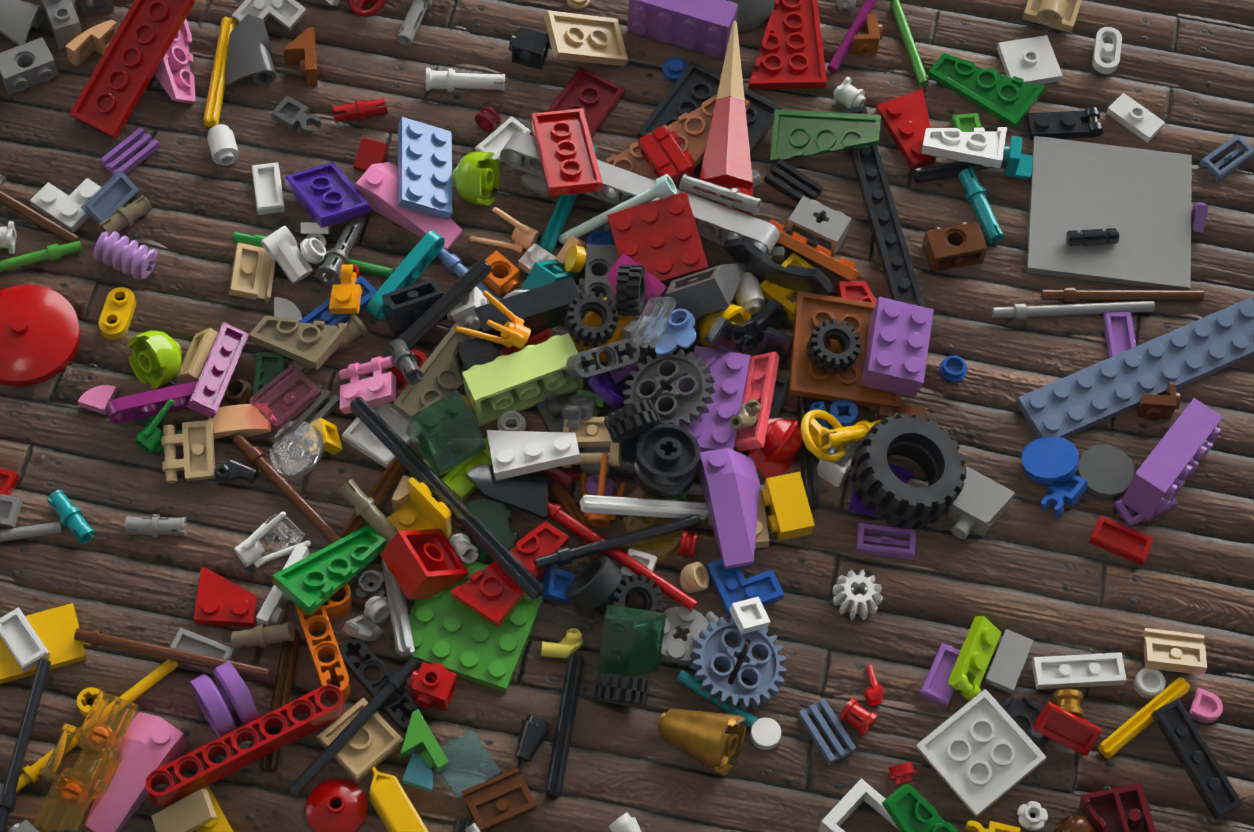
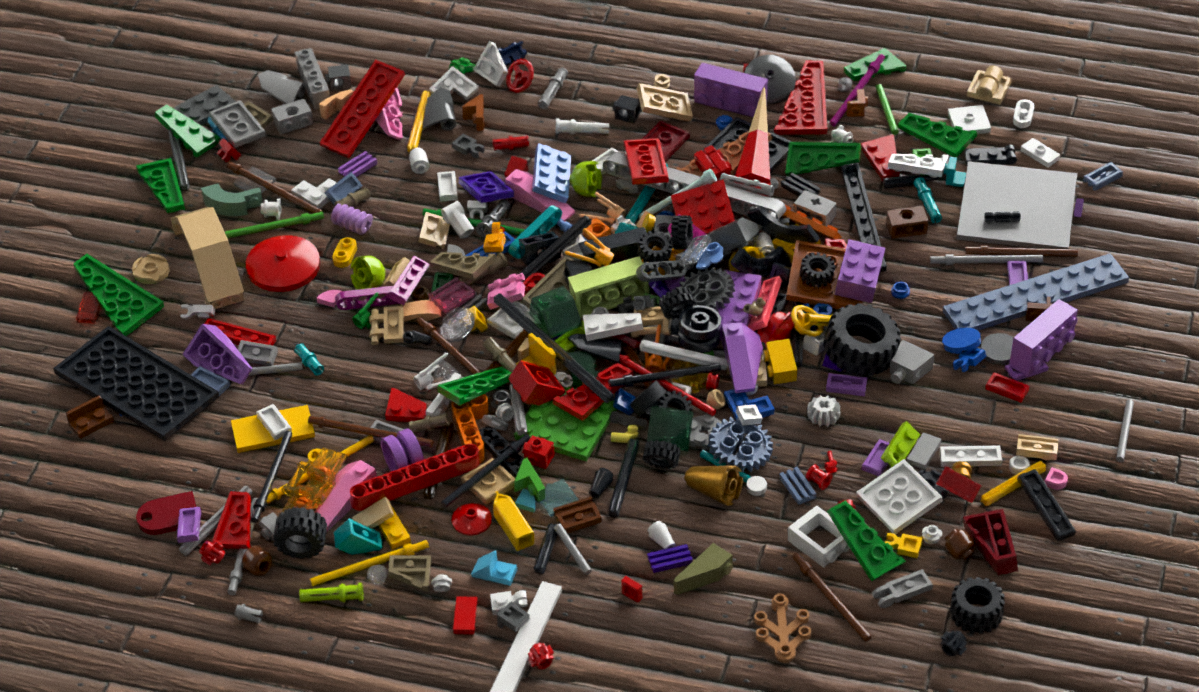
camera: 10 degrees right, 15 degrees down
(155, 526) = (363, 365): light grey pin -> none
(312, 250) = (474, 216): white plate -> none
(405, 361) = (531, 275): dark grey pin -> none
(488, 119) = (596, 148): dark red bush -> none

